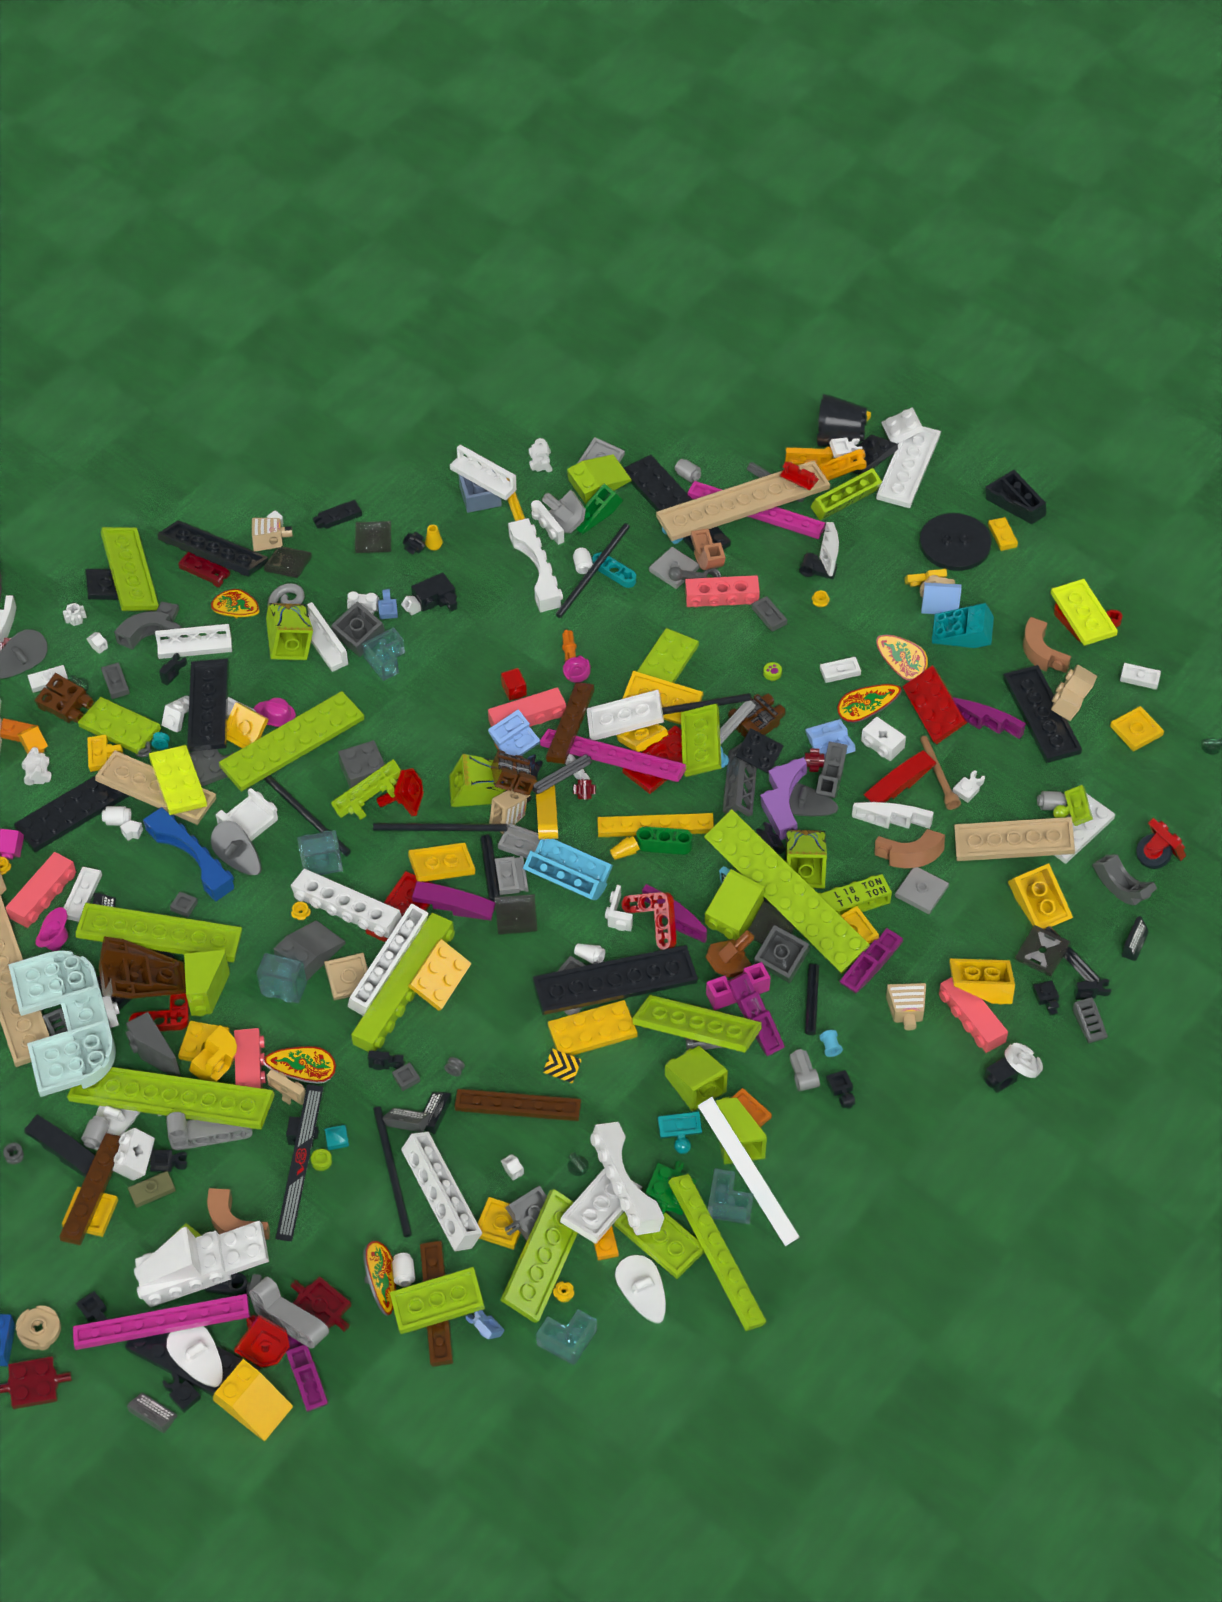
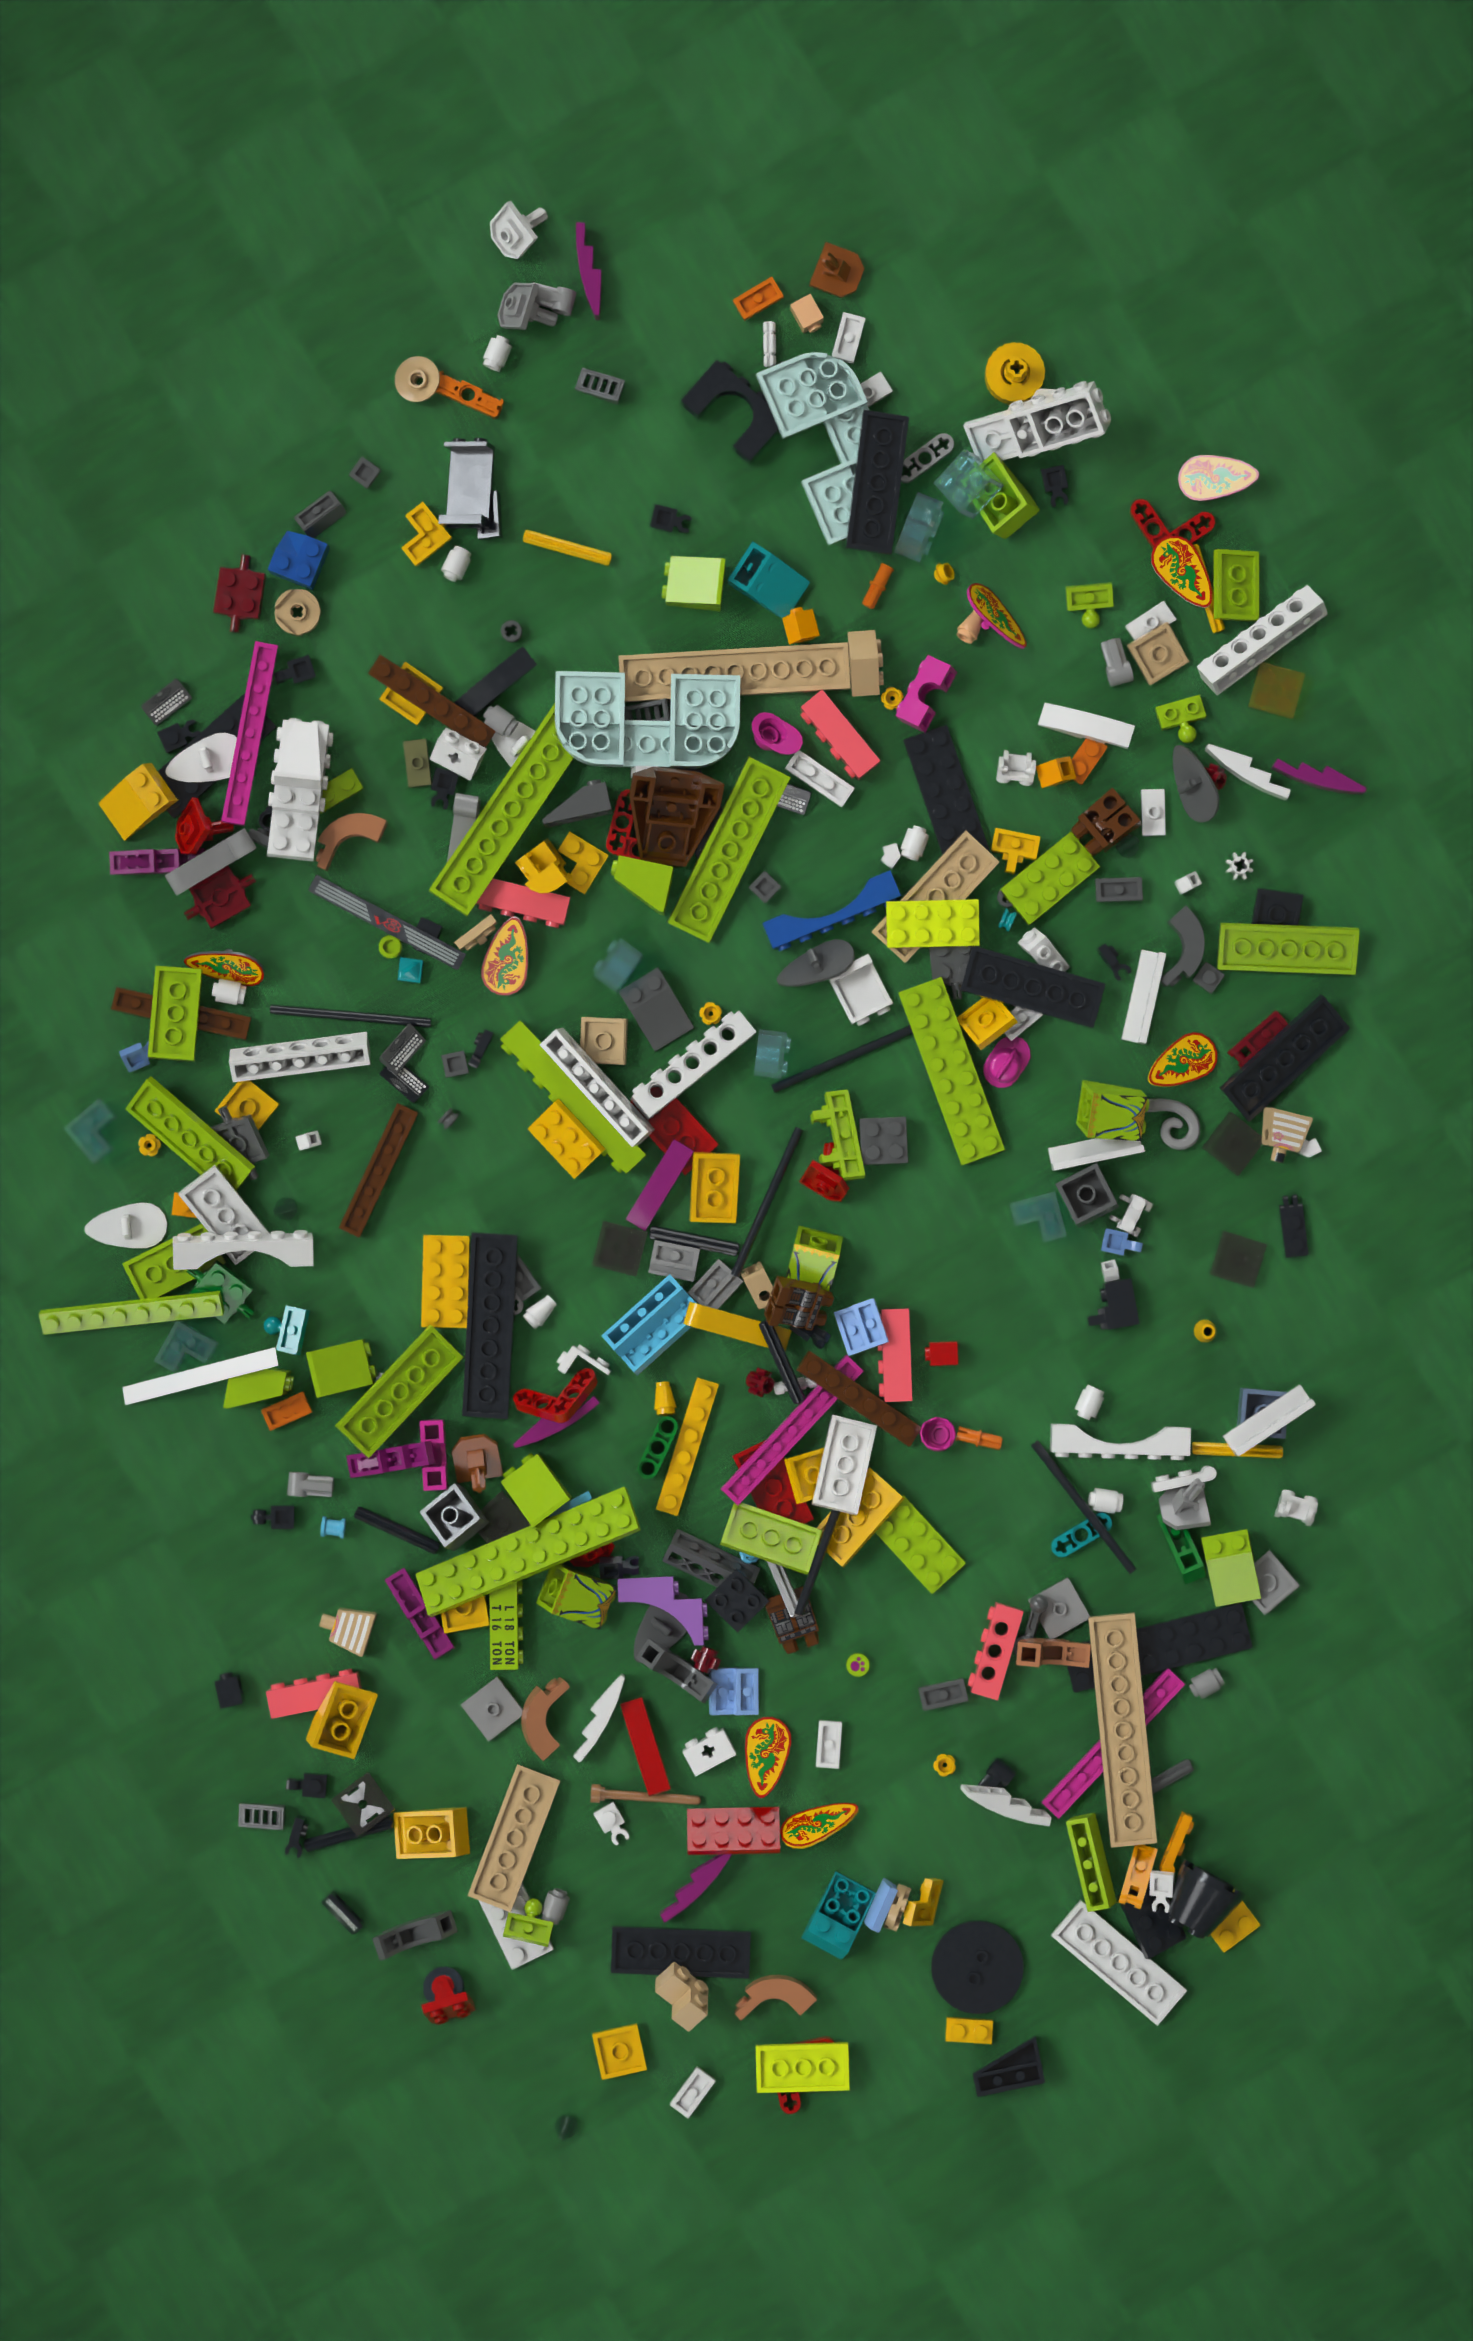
camera: 105 degrees right, 35 degrees up
(413, 542) = (1206, 1304): black gear -> none
(514, 589) = (1089, 1402): none -> white brick
(562, 1065) = (411, 1233): sticker -> none
(800, 477) = (1130, 1811): red hinge -> none
(902, 426) = (1179, 1979): white plate -> none
(1023, 1061) = (235, 1721): white tile -> none

